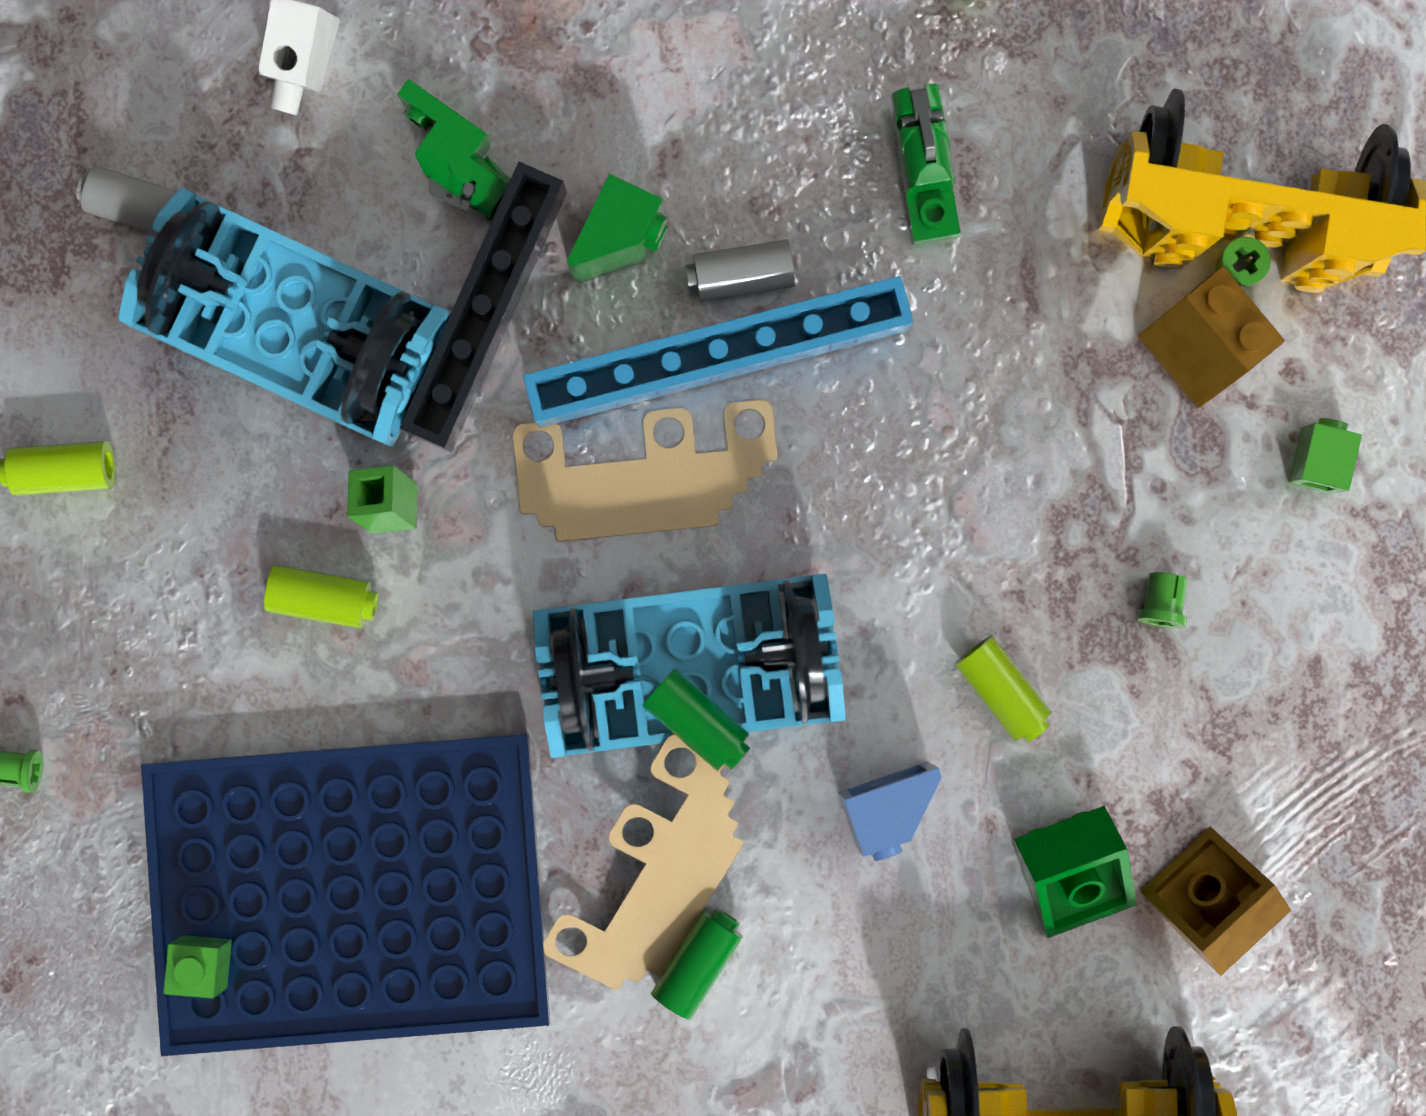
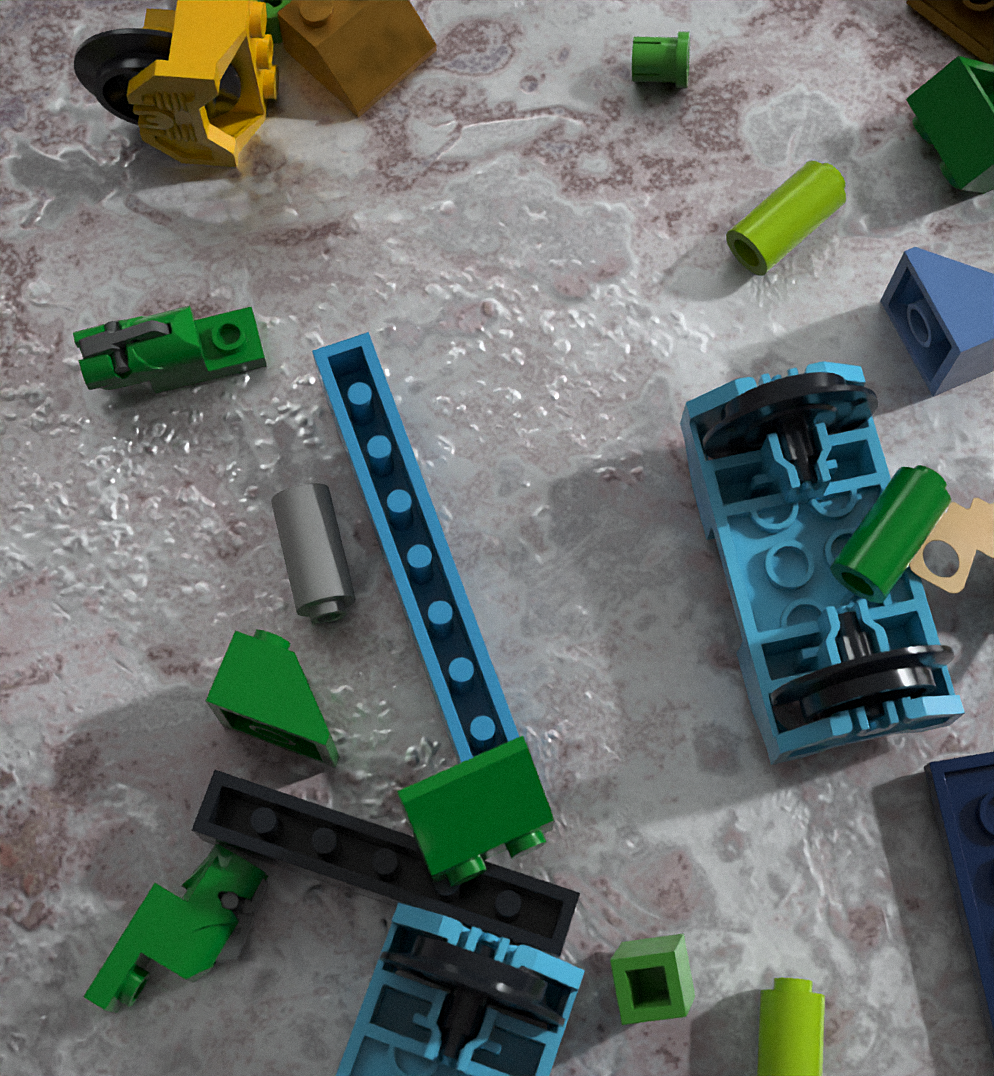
camera: 90 degrees left, 15 degrees down
(500, 370) = (478, 812): none -> green slope
(646, 495) = (603, 655): tan piece -> none

